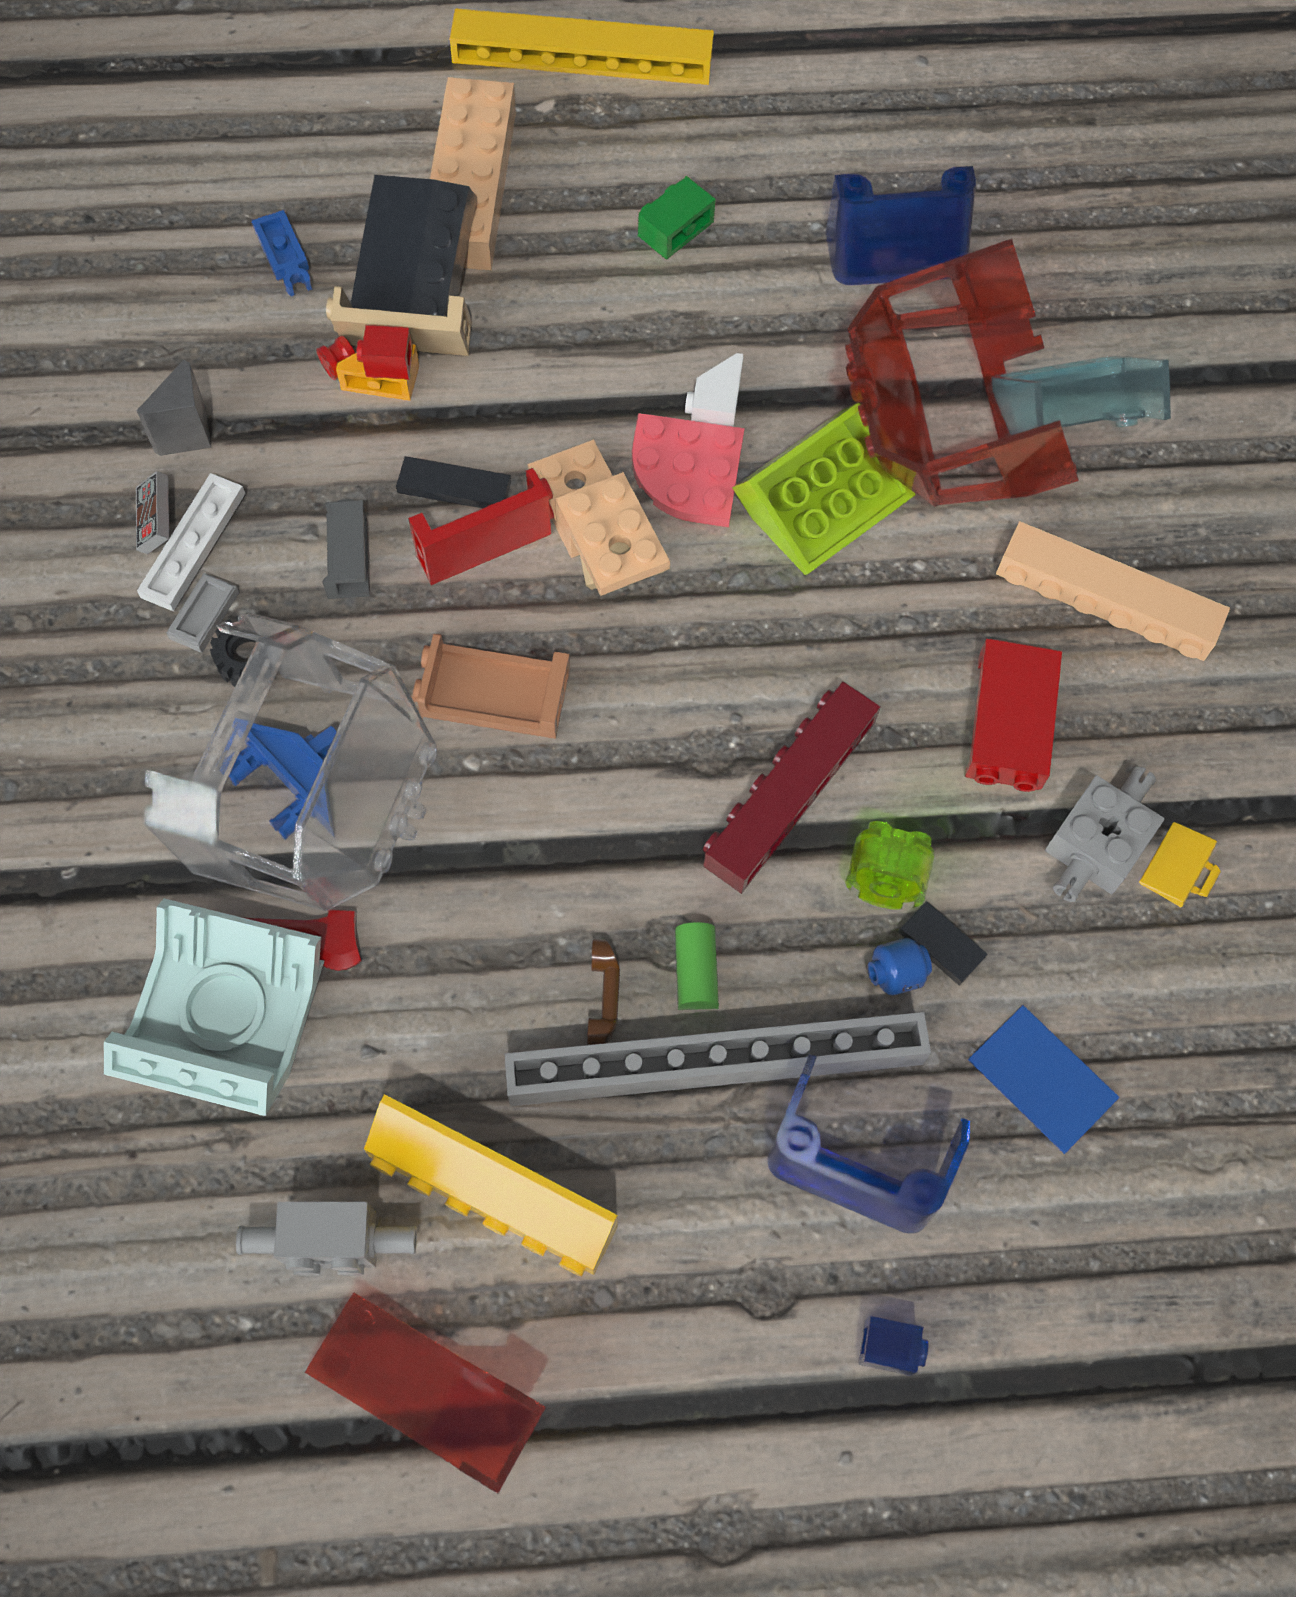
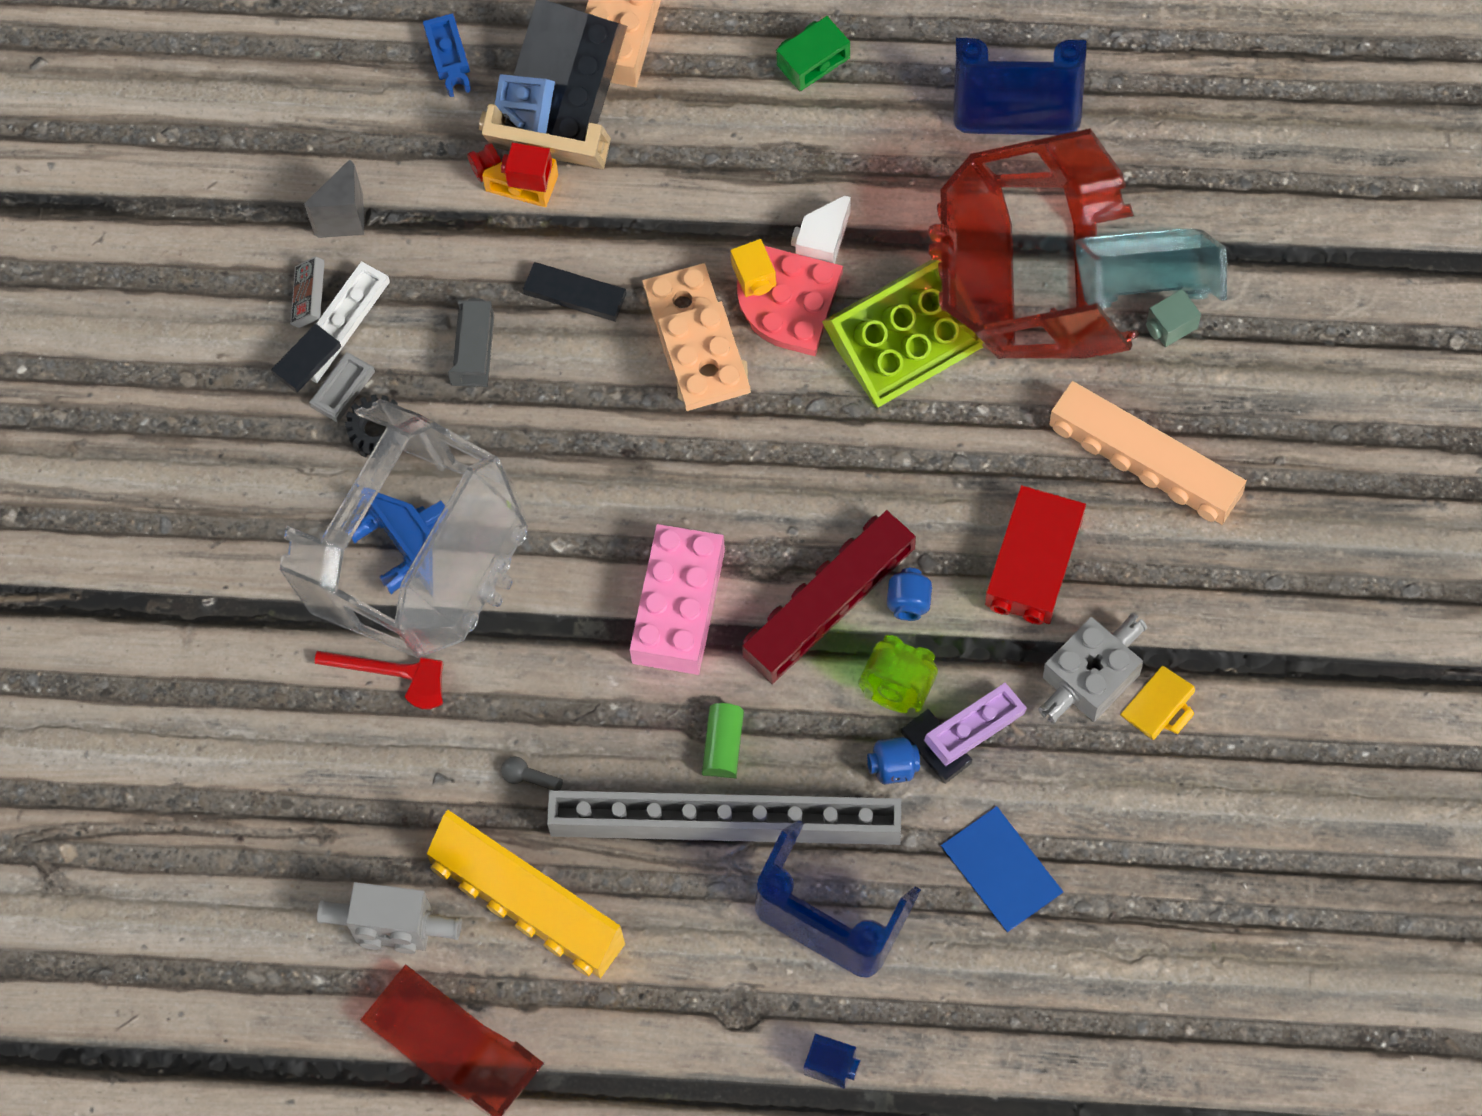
camera: 15 degrees right, 0 degrees up
(157, 583) = (306, 358): none -> black tile
(219, 1008) = (323, 726): light aqua panel -> none
(375, 282) = (525, 101): none -> medium blue wing
(458, 1031) = (516, 770): none -> dark grey bar
(484, 532) = (594, 342): red panel -> none
(492, 688) = (583, 482): nougat panel -> none
(604, 960) = (643, 726): reddish brown bar -> none
(620, 809) = (677, 599): none -> bright pink brick
(650, 436) = (753, 268): none -> yellow brick
(882, 773) = (909, 594): none -> blue head
(985, 913) = (975, 724): none -> lavender plate
(1108, 447) = (1173, 318): none -> sand green brick

